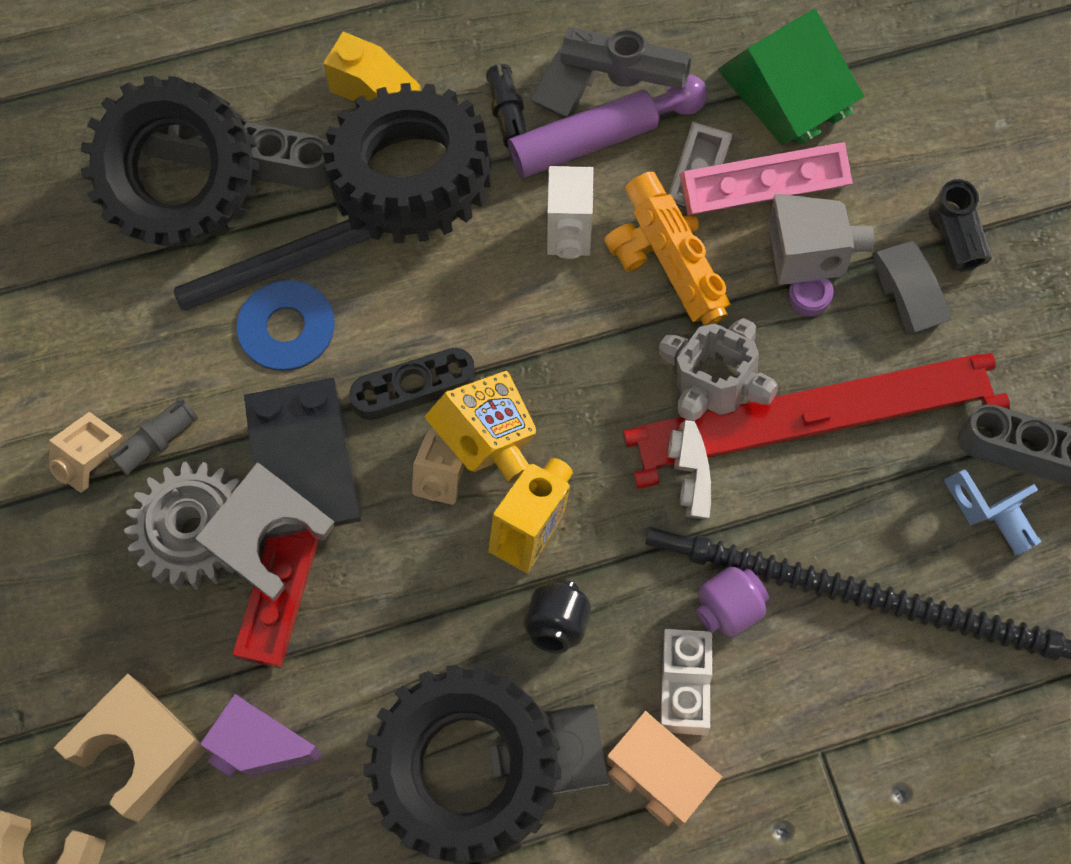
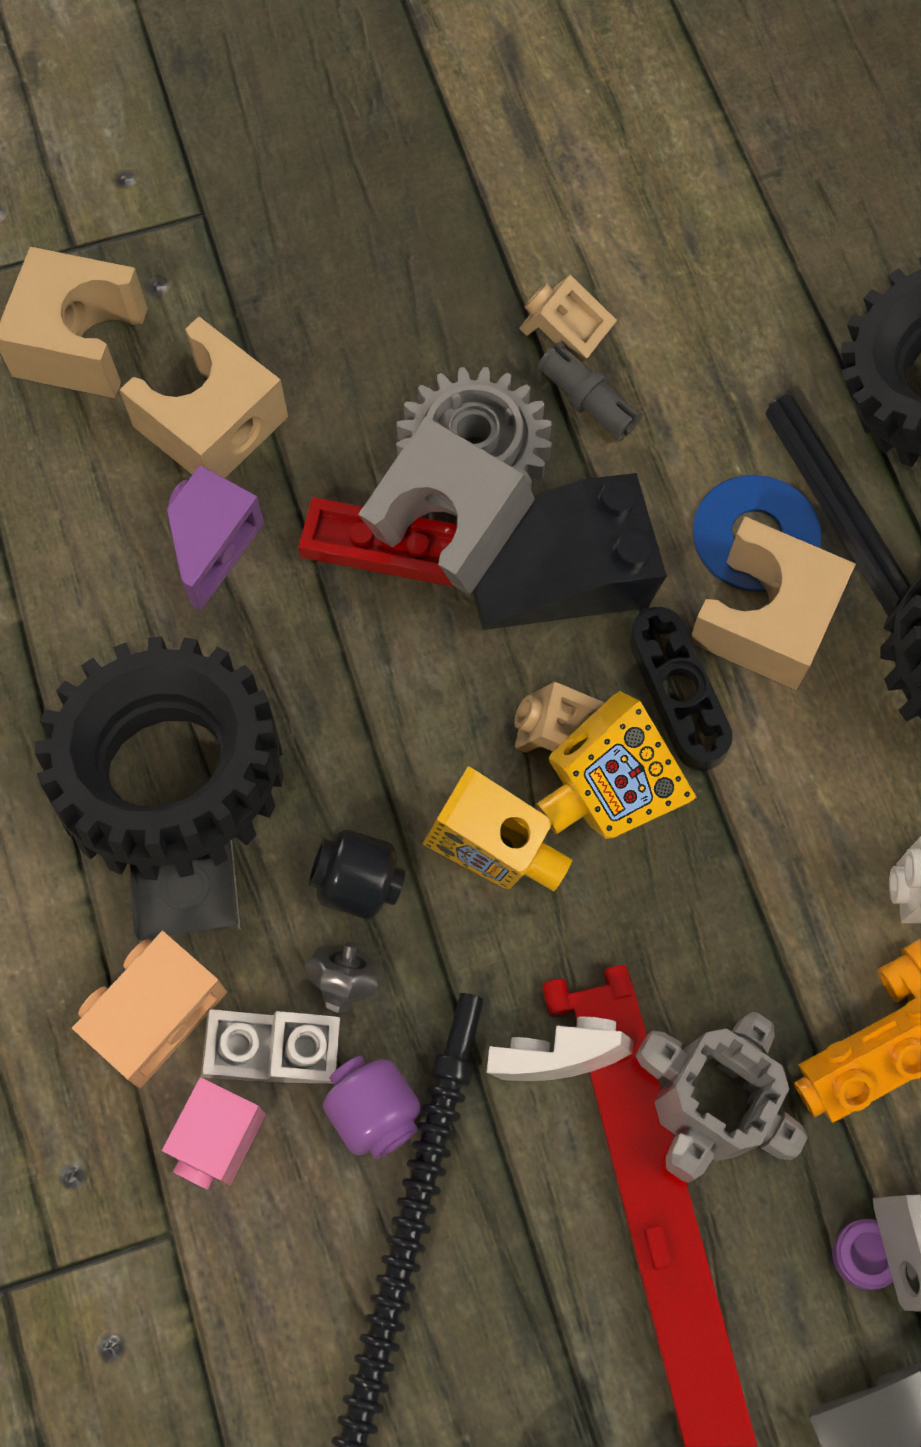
camera: 90 degrees right, 0 degrees up
(360, 293) = (802, 594): none -> tan piece
(634, 624) = (343, 975): none -> flat silver piece
(755, 717) = (213, 1134): none -> bright pink brick

